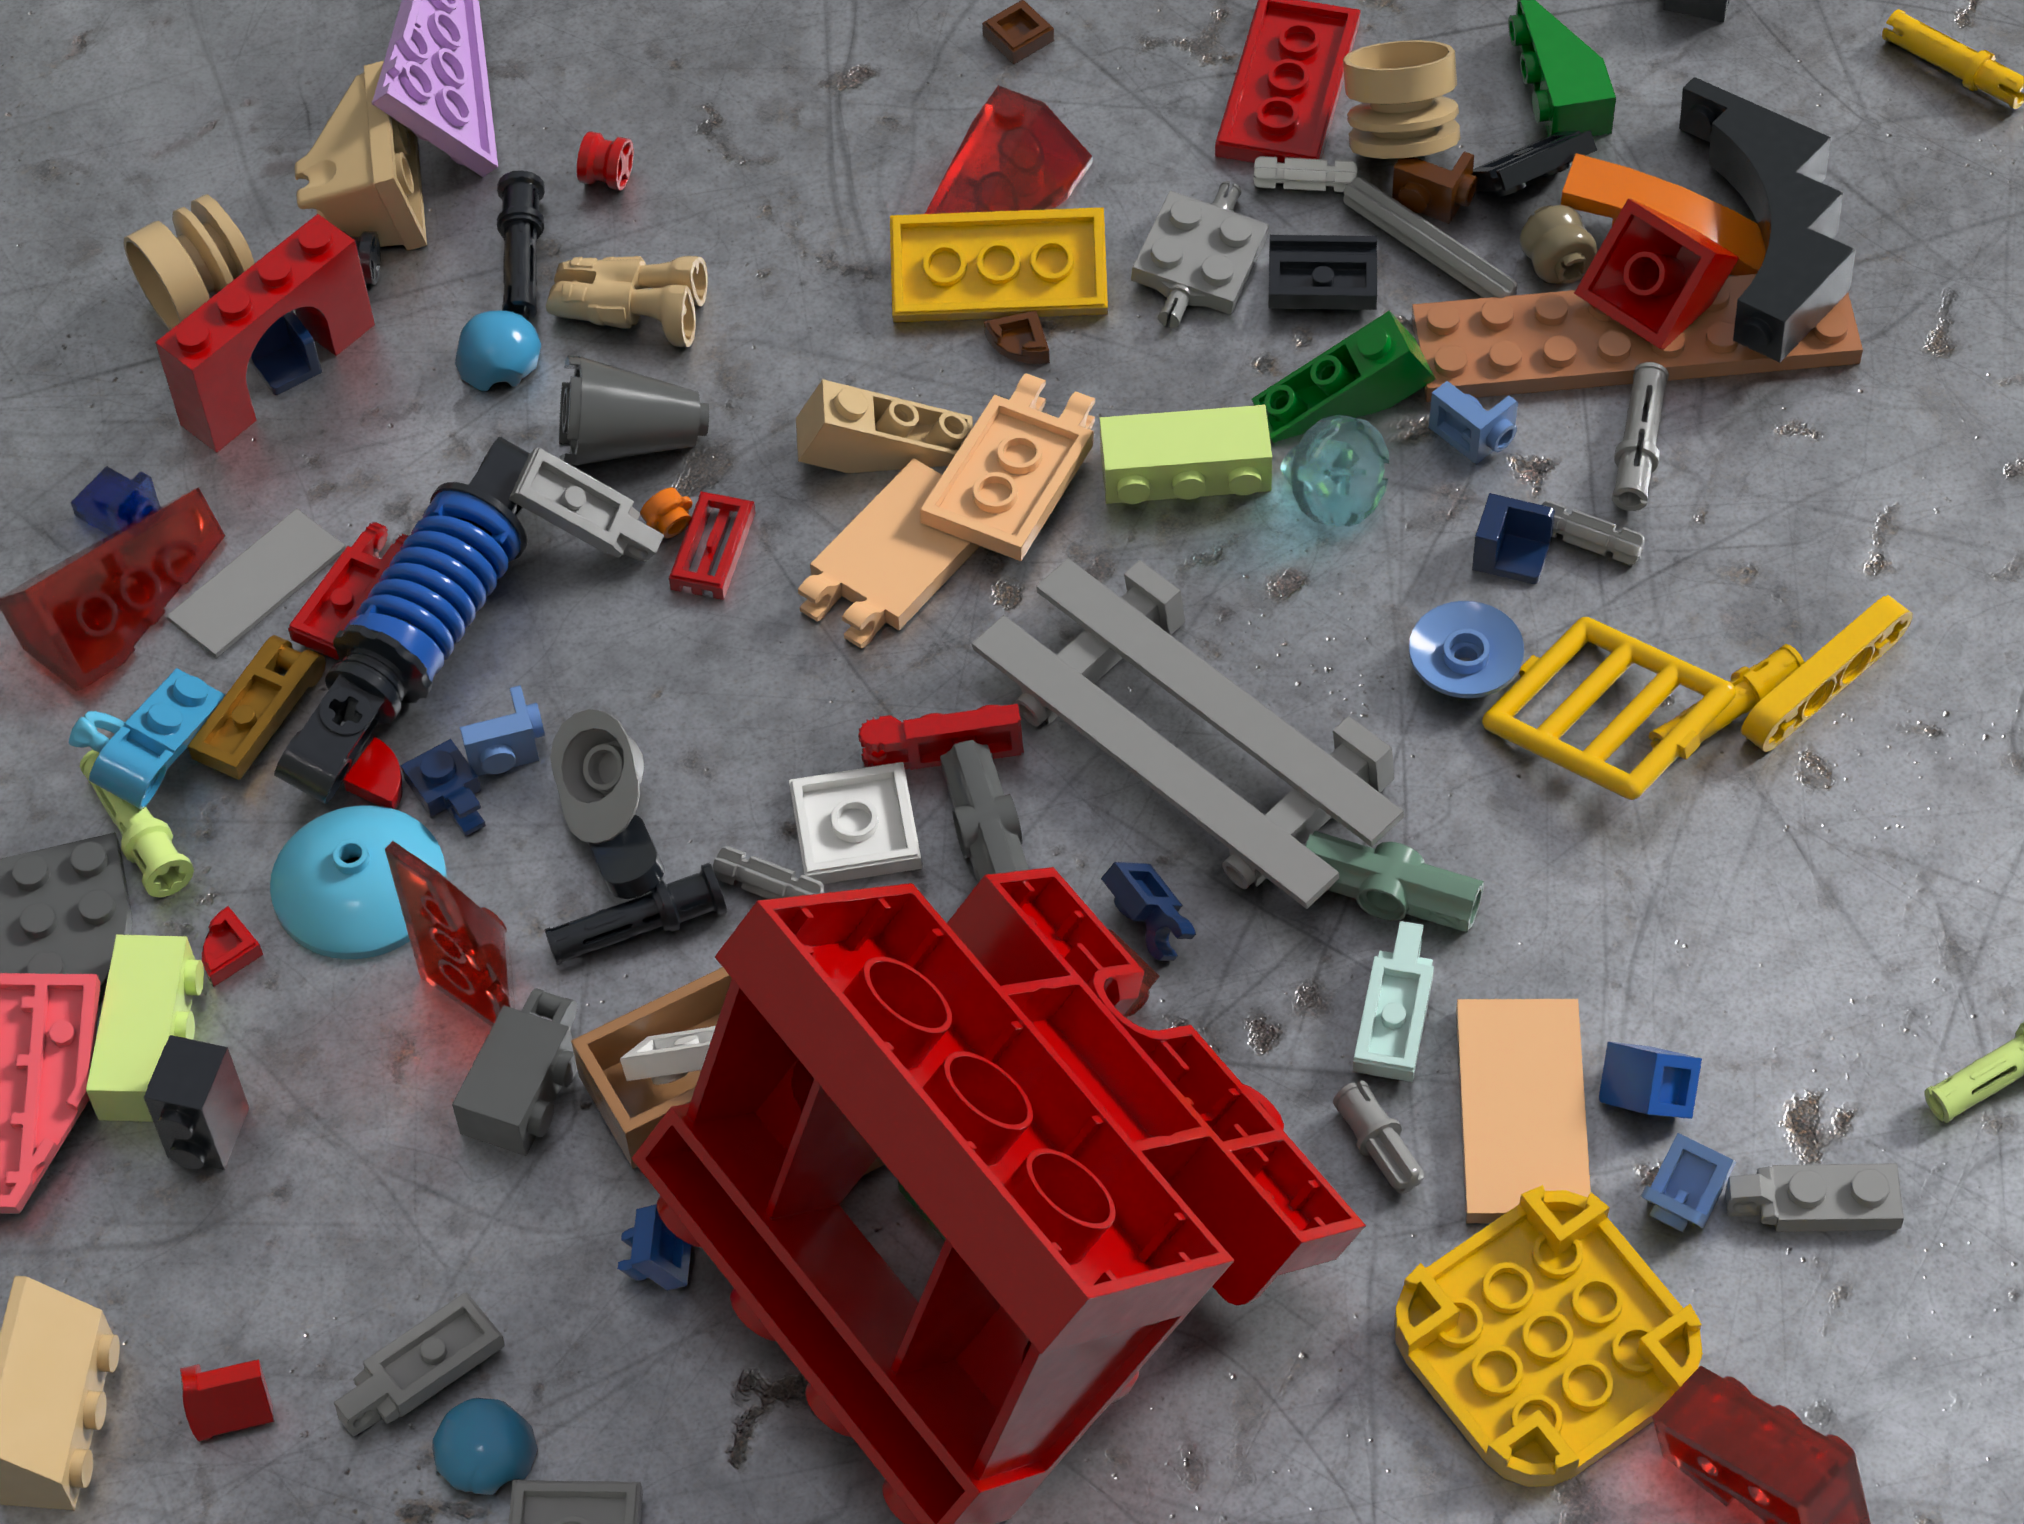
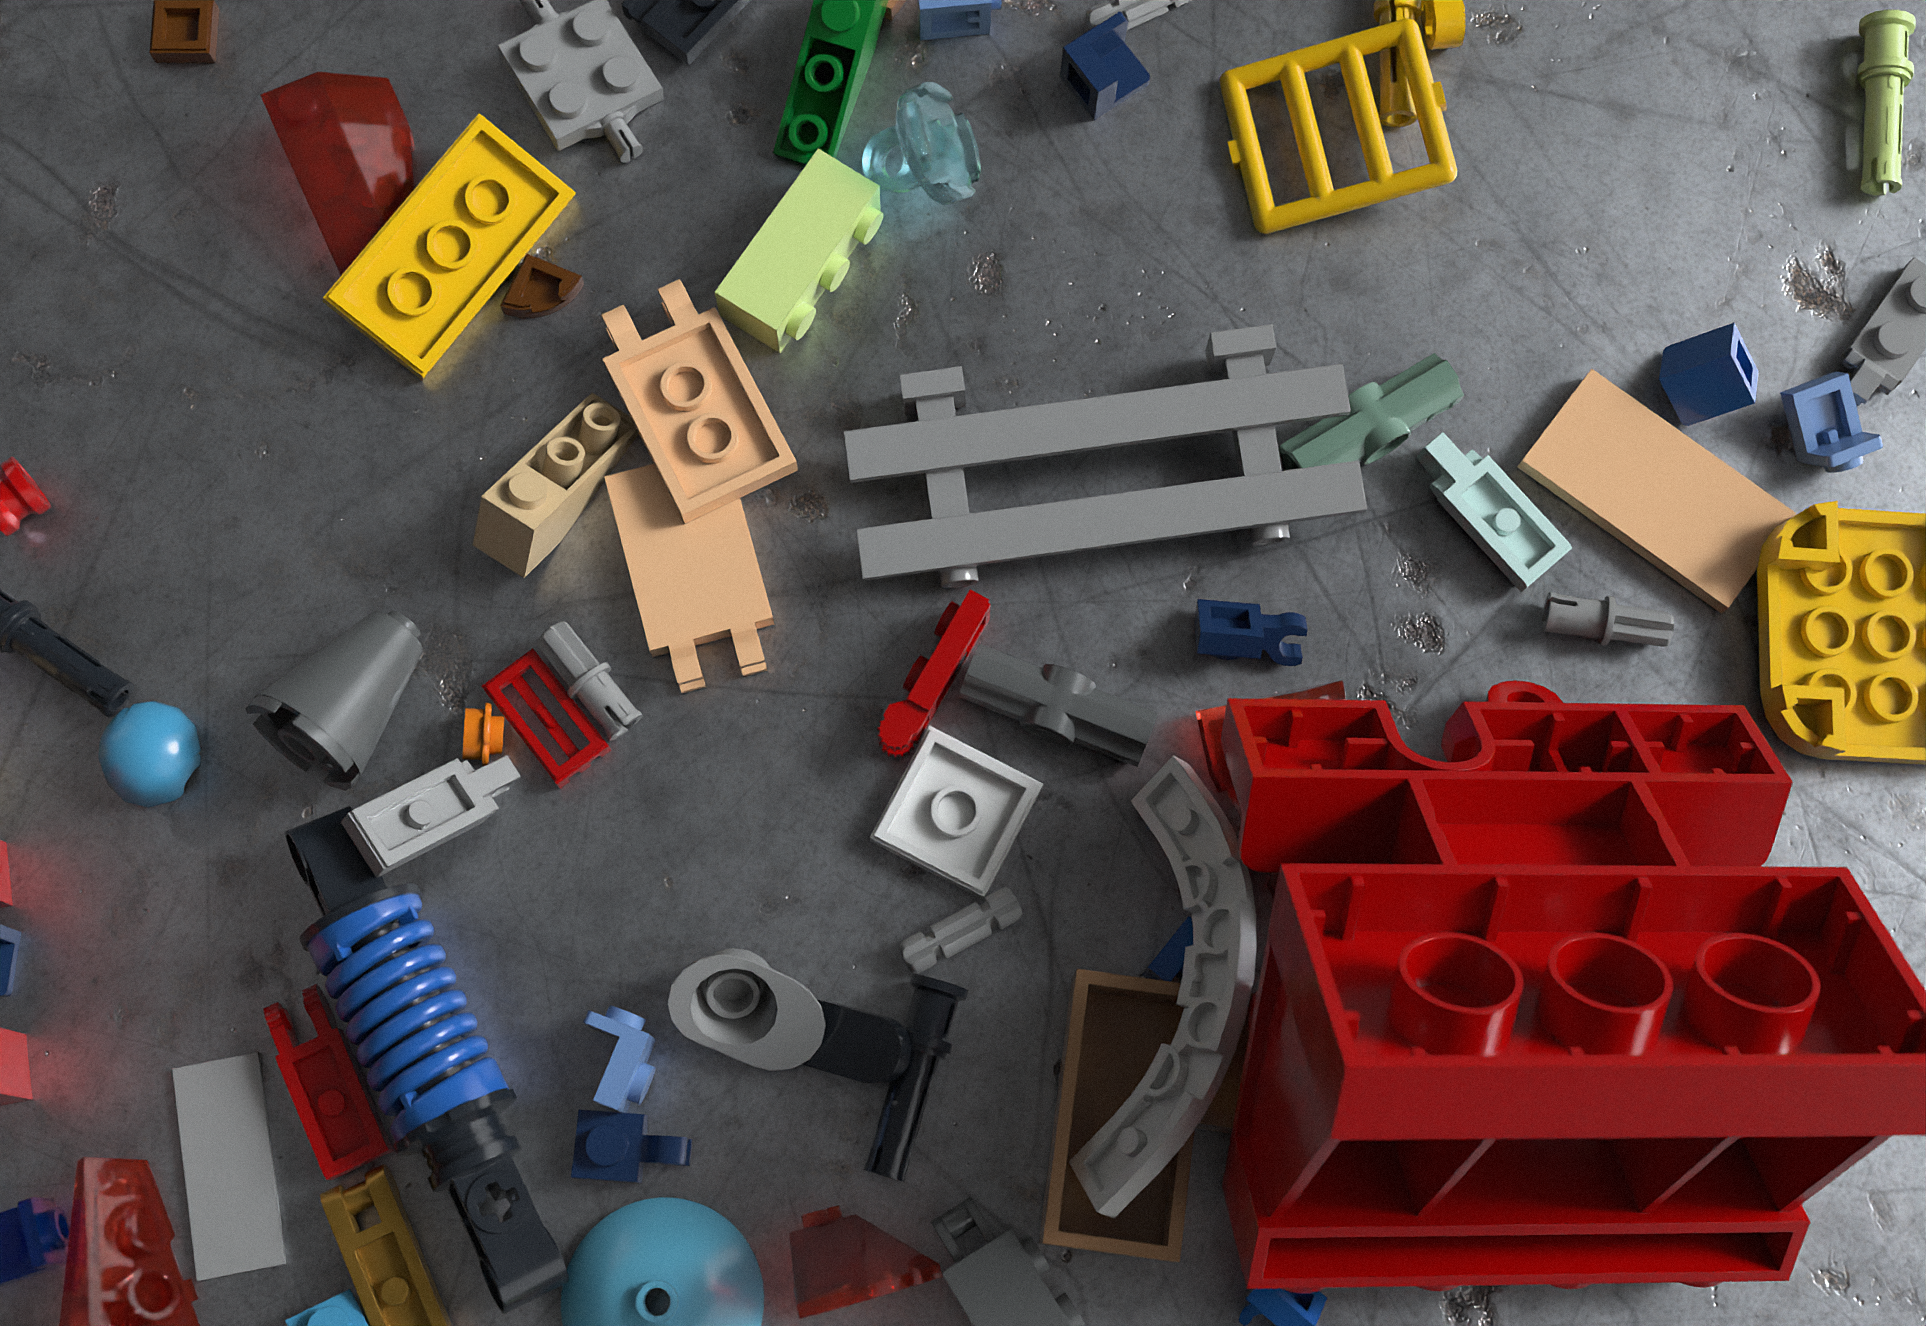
camera: 60 degrees left, 20 degrees up
(376, 776) = (563, 1203): red tile -> none
(617, 293) = (174, 602): tan piece -> none
(758, 547) = (588, 679): none -> light grey axle
(1469, 632) = (1194, 164): medium blue dish -> none

